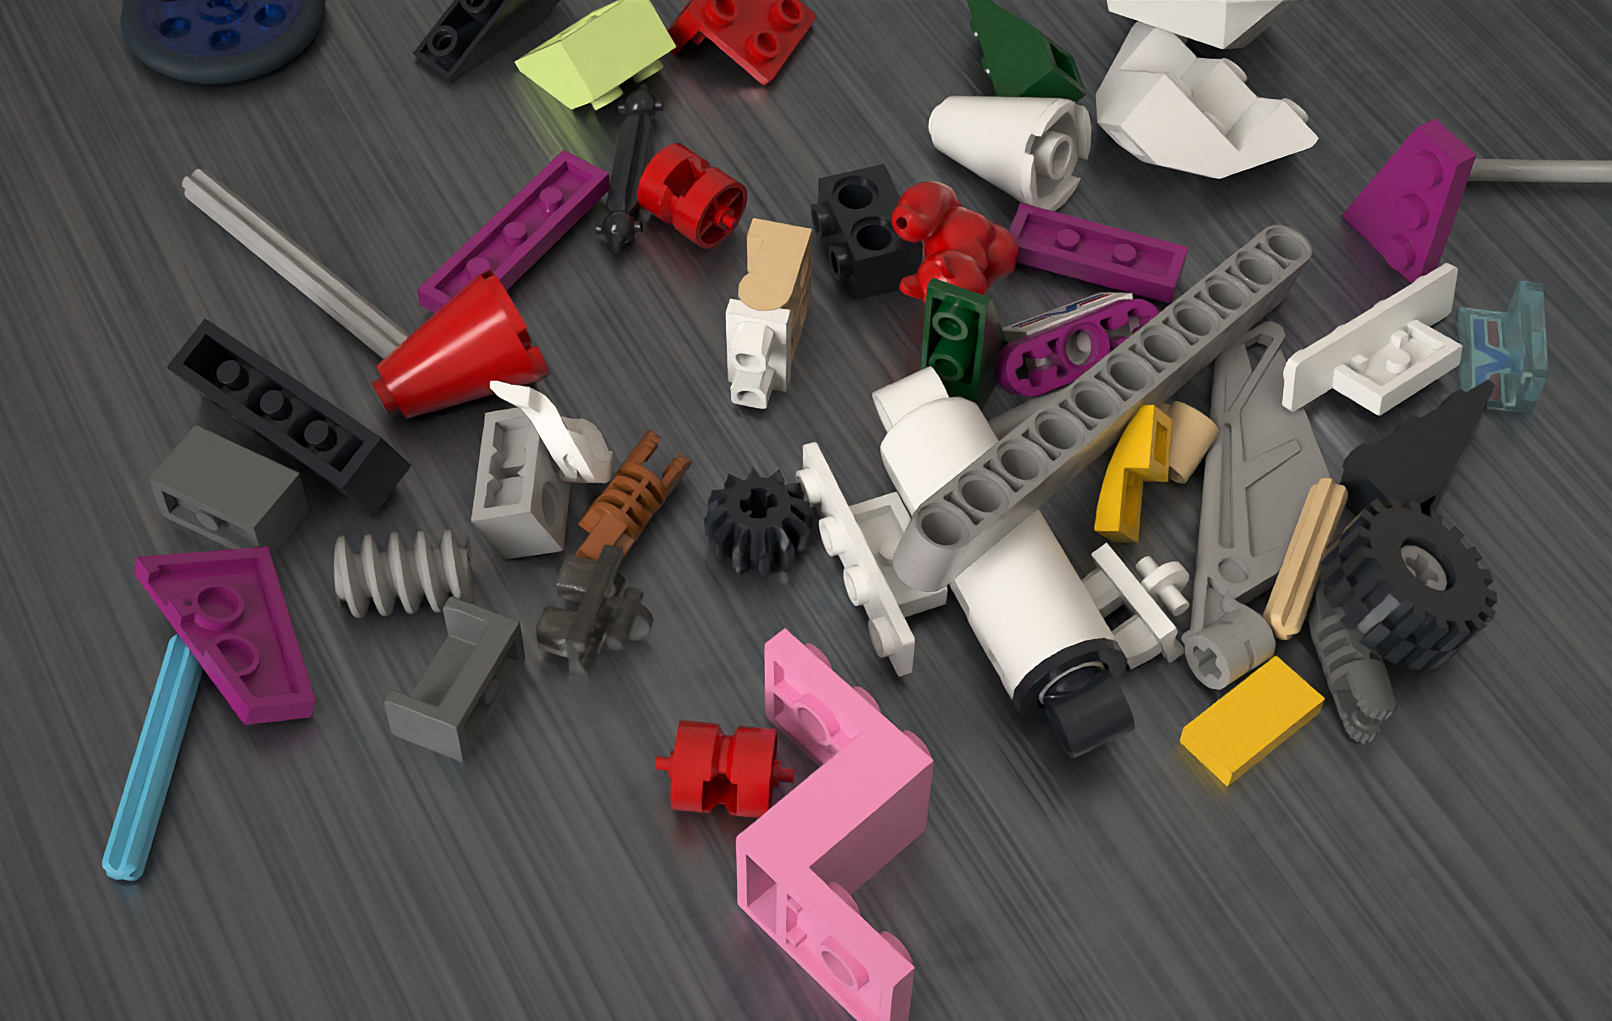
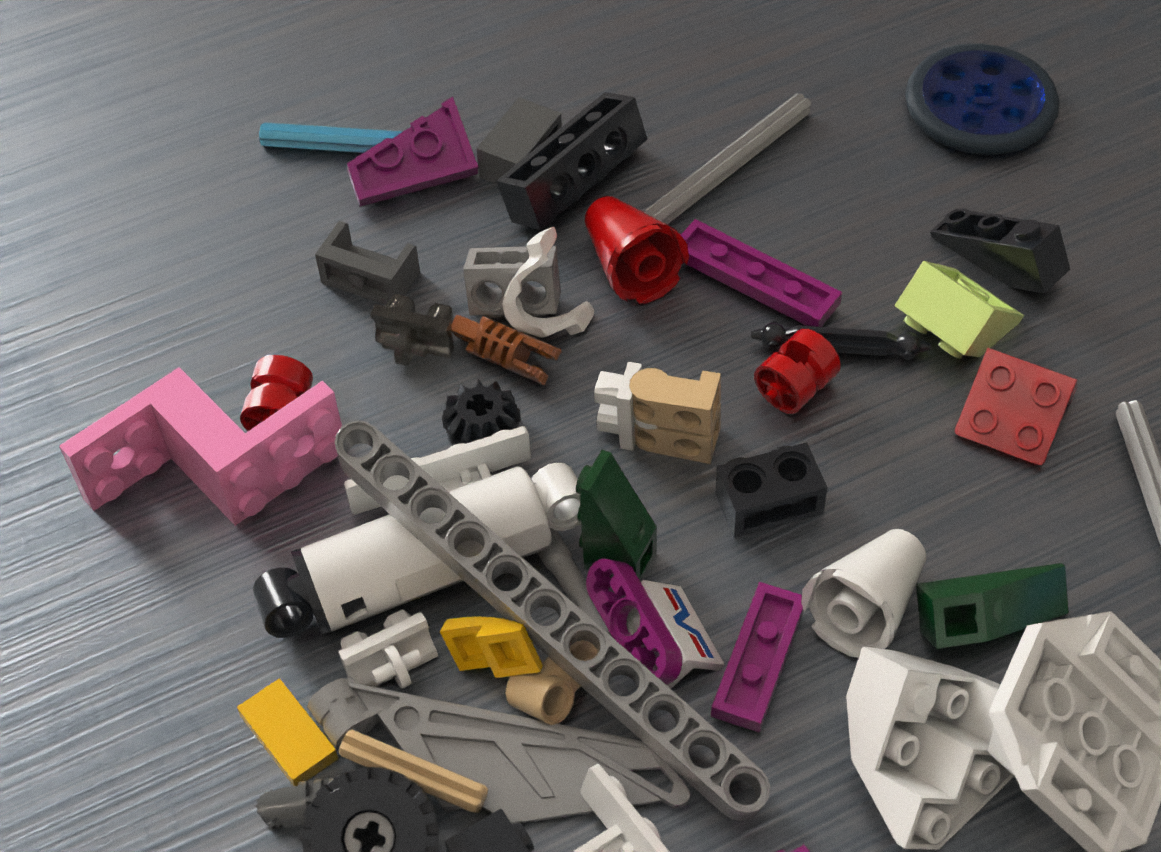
camera: 95 degrees right, 0 degrees up
(402, 573) = (447, 229): light grey piece -> none
(957, 241) = (732, 530): red animal -> none

